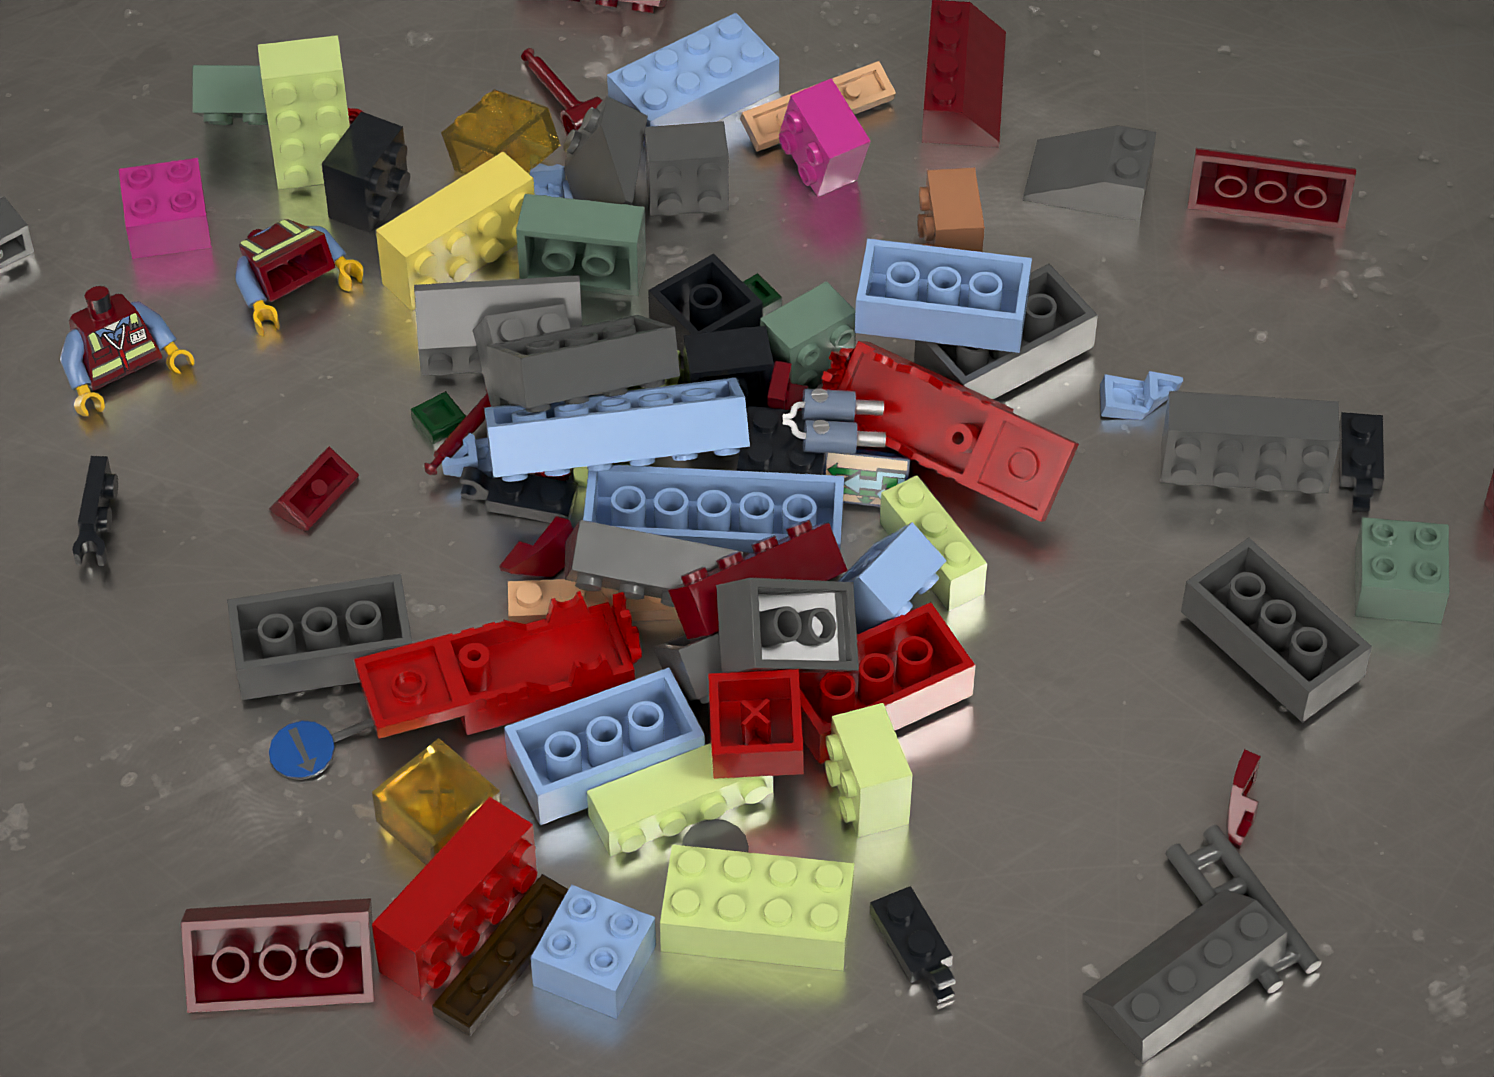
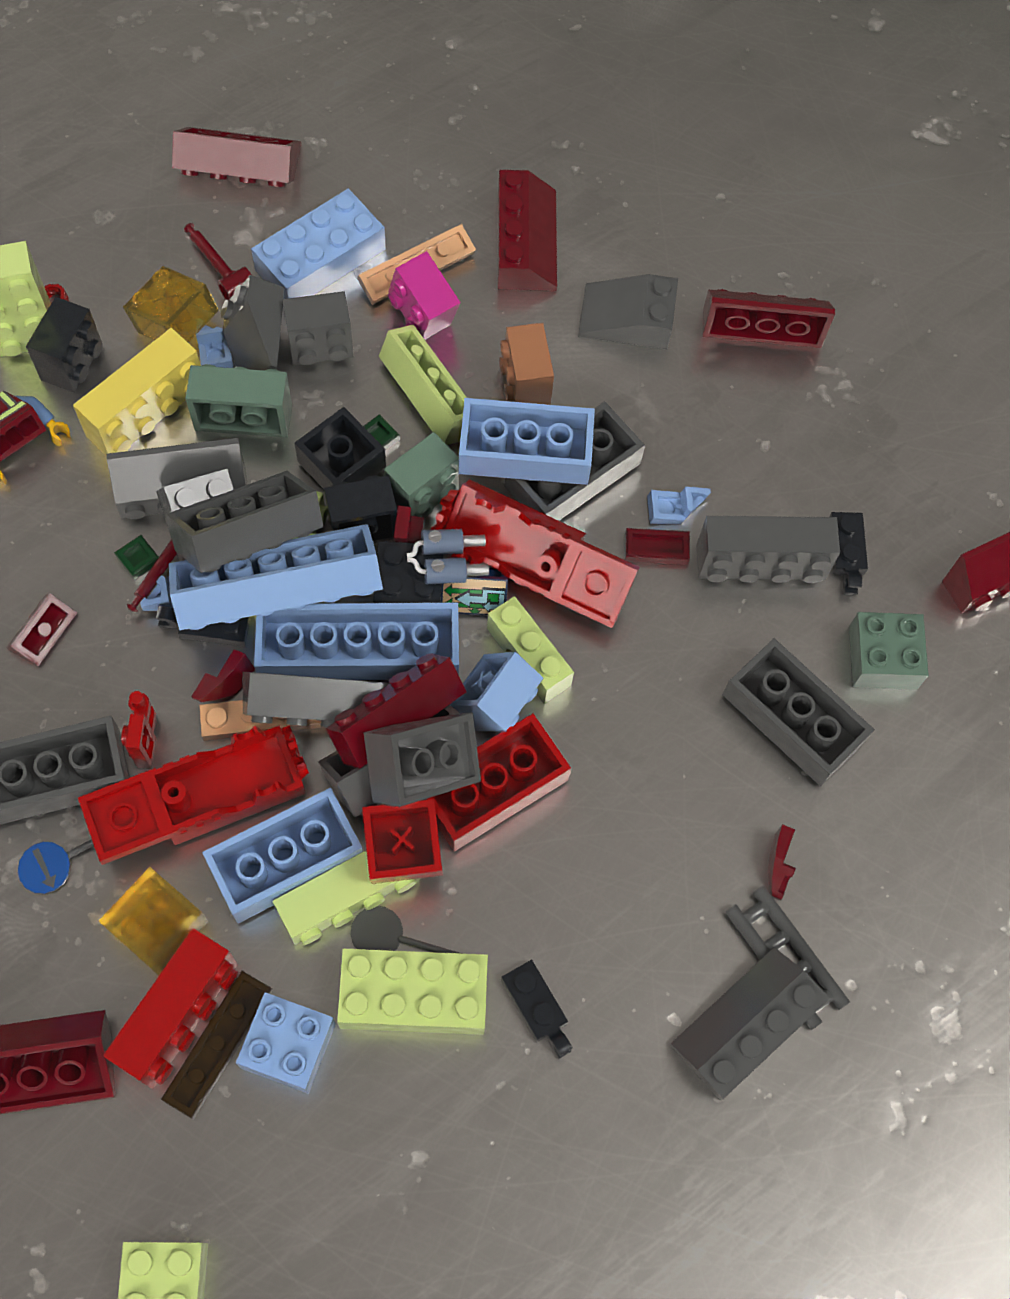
camera: 10 degrees left, 15 degrees up
(433, 593) = (139, 734): none -> red plate
(816, 231) = (424, 381): none -> yellowish green brick
(869, 770) = (494, 864): yellowish green brick -> none
(1110, 440) = (657, 546): none -> dark red tile

